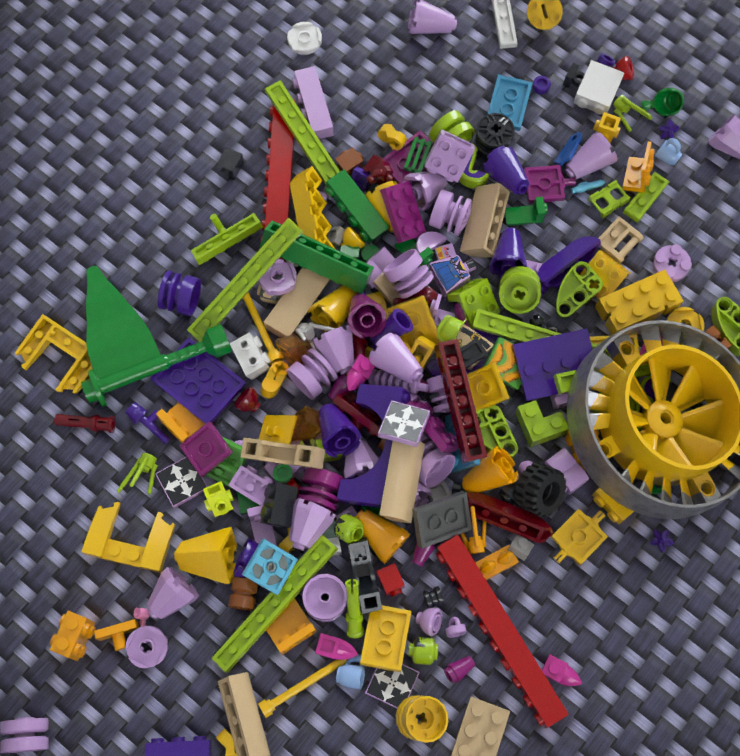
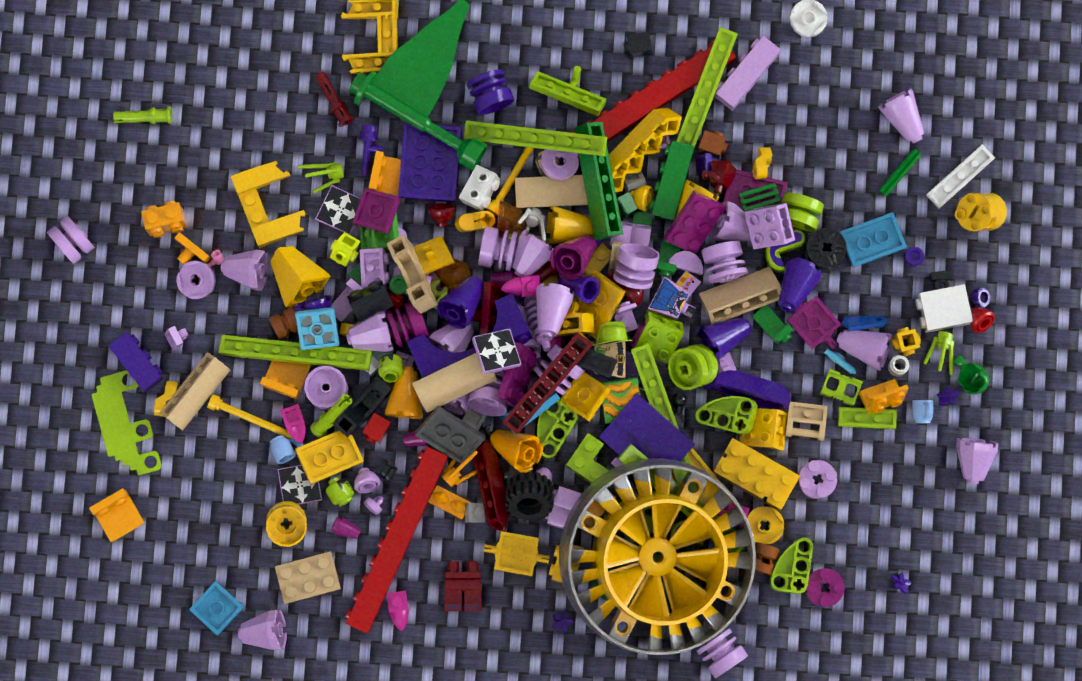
camera: 55 degrees right, 10 degrees up
(183, 702) = (175, 337): none -> lavender tile
(470, 53) = (899, 173): none -> green axle
(580, 602) = (466, 582): none -> dark red hips
(622, 145) = (902, 361): none -> white brick

